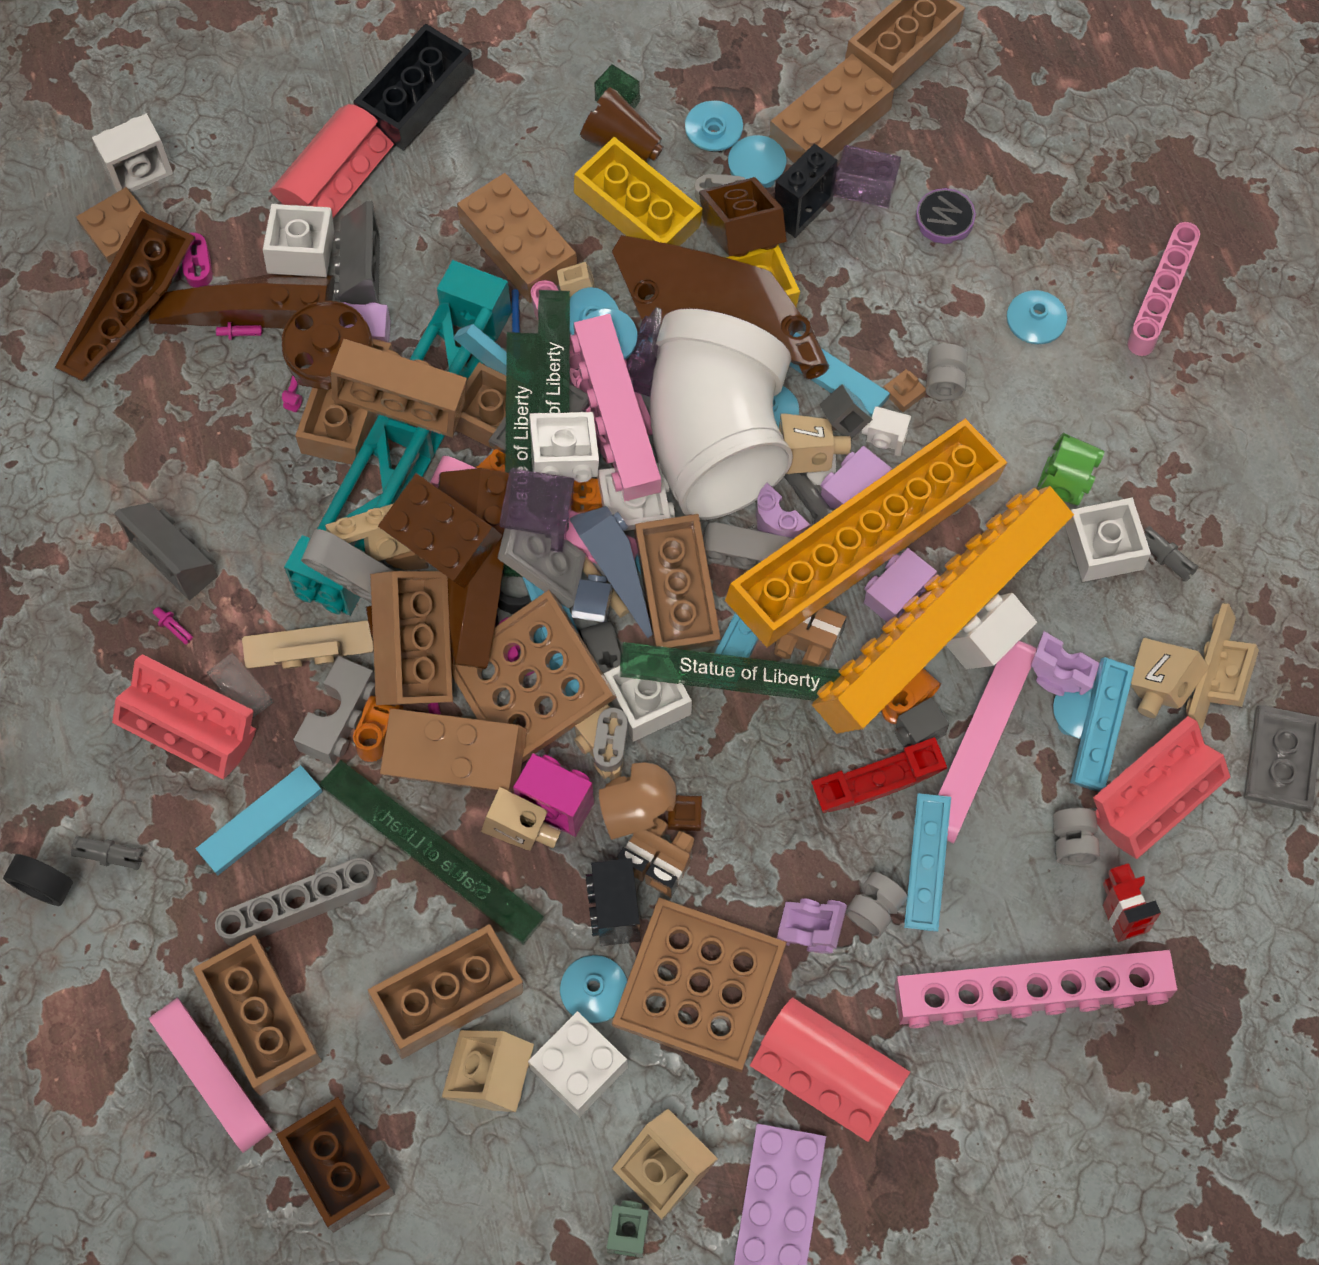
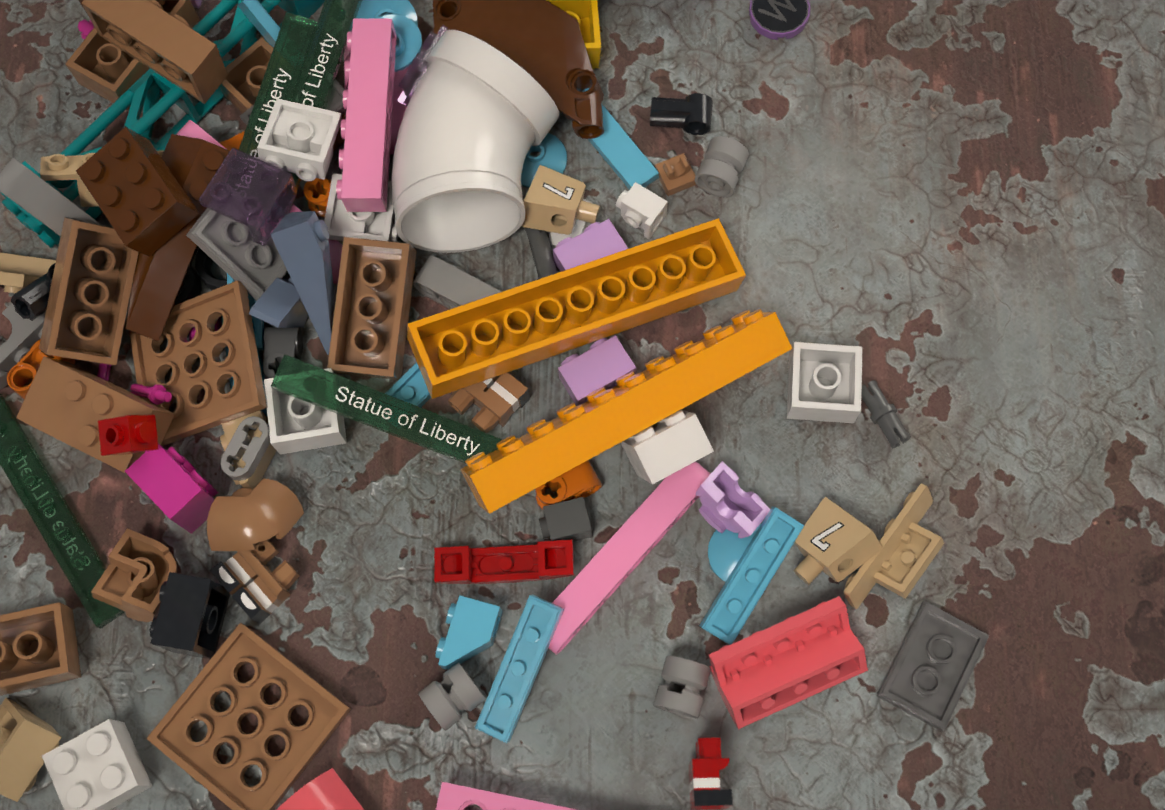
camera: 20 degrees right, 5 degrees up
(360, 654) = (33, 299): none -> black piece
(505, 715) = (157, 394): none -> dark pink piece
(506, 820) = (124, 497): tan torso -> none
(511, 751) = (128, 435): none -> red brick
(550, 884) = (135, 576): none -> medium nougat brick
(596, 1005) = (165, 687): medium azure dish -> none
(686, 814) = (303, 542): reddish brown tile -> none
(775, 520) = (495, 264): lavender cylinder -> none
(812, 924) = (380, 698): lavender cylinder -> none
(845, 411) = (604, 180): dark grey brick -> none
(871, 844) = (470, 631): none -> medium azure slope
(899, 331) = (691, 113): none -> black piece
(1036, 327) = (835, 146): medium azure dish -> none
(1071, 468) = (811, 299): bright green brick -> none
(1161, 300) = (981, 127): bright pink beam -> none

